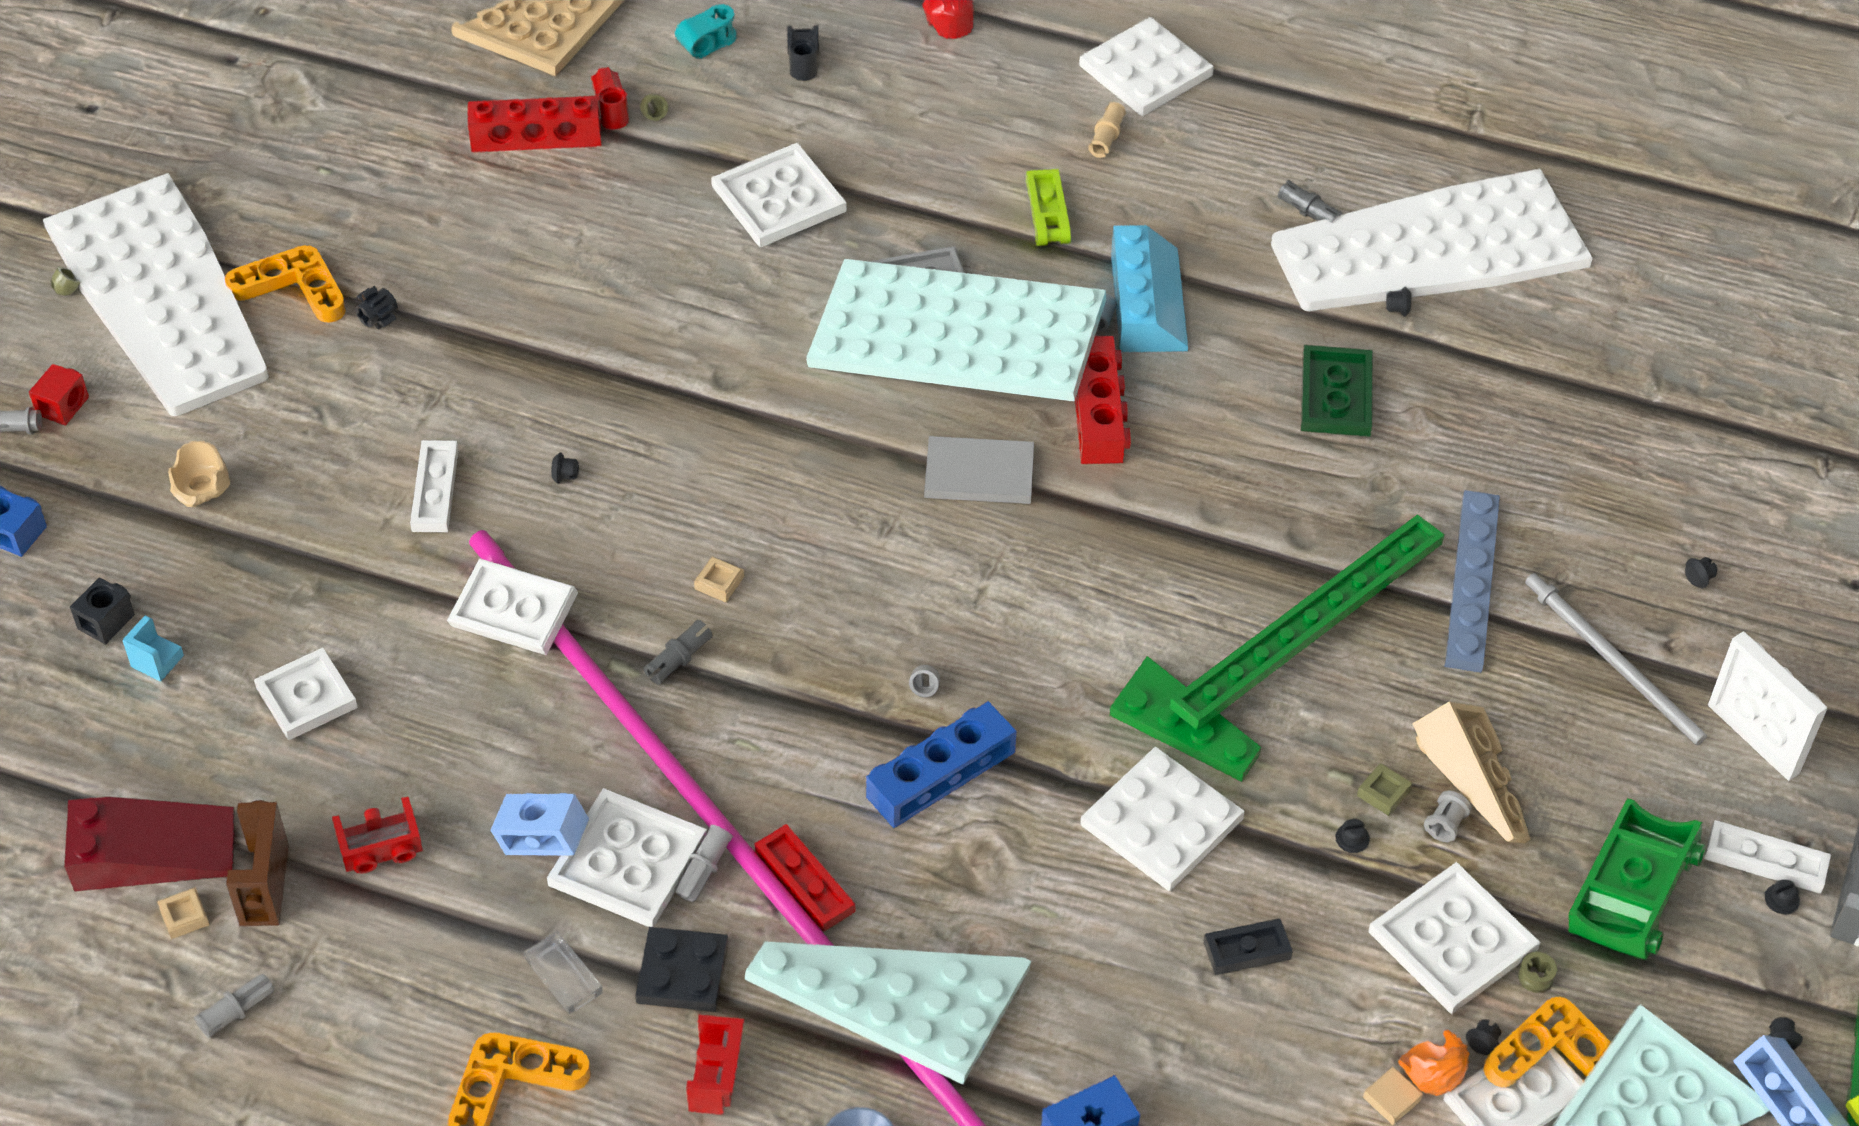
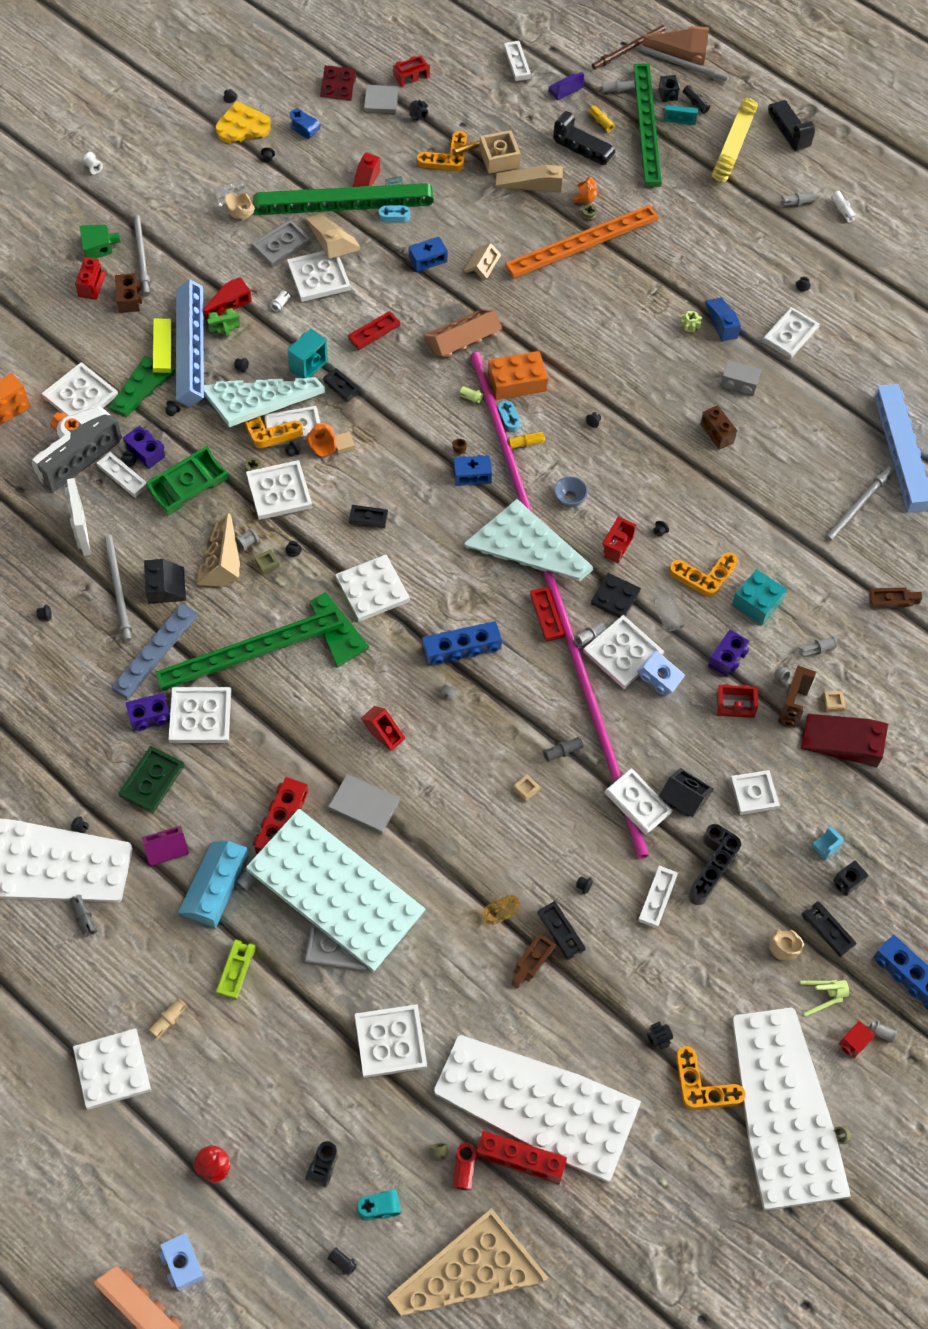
camera: 160 degrees left, 10 degrees up
(101, 448) = (835, 988): none -> yellowish green plant
(129, 529) = (829, 929): none -> black plate
(296, 919) = (782, 675): none -> light grey hinge
(337, 579) = (712, 868): none -> black beam
(380, 1055) = (759, 597): none -> teal brick
(422, 922) = (727, 652): none -> dark purple brick
(430, 652) = (685, 792): none -> black slope
(532, 195) = (539, 1104): none -> white wing
(580, 396) = (561, 930): none -> black plate
(608, 346) = (532, 960): none -> reddish brown hinge
(690, 399) = (503, 913): none -> clear yellow beam
(1011, 578) = (383, 727): none -> red slope
(1258, 317) = (165, 845): none -> magenta panel
(1326, 502) = (200, 715): none -> white plate
(1411, 475) = (147, 707): none -> dark purple brick
(1541, 685) = (164, 581): none -> black slope
(1771, 917) = (141, 444): none -> dark purple brick

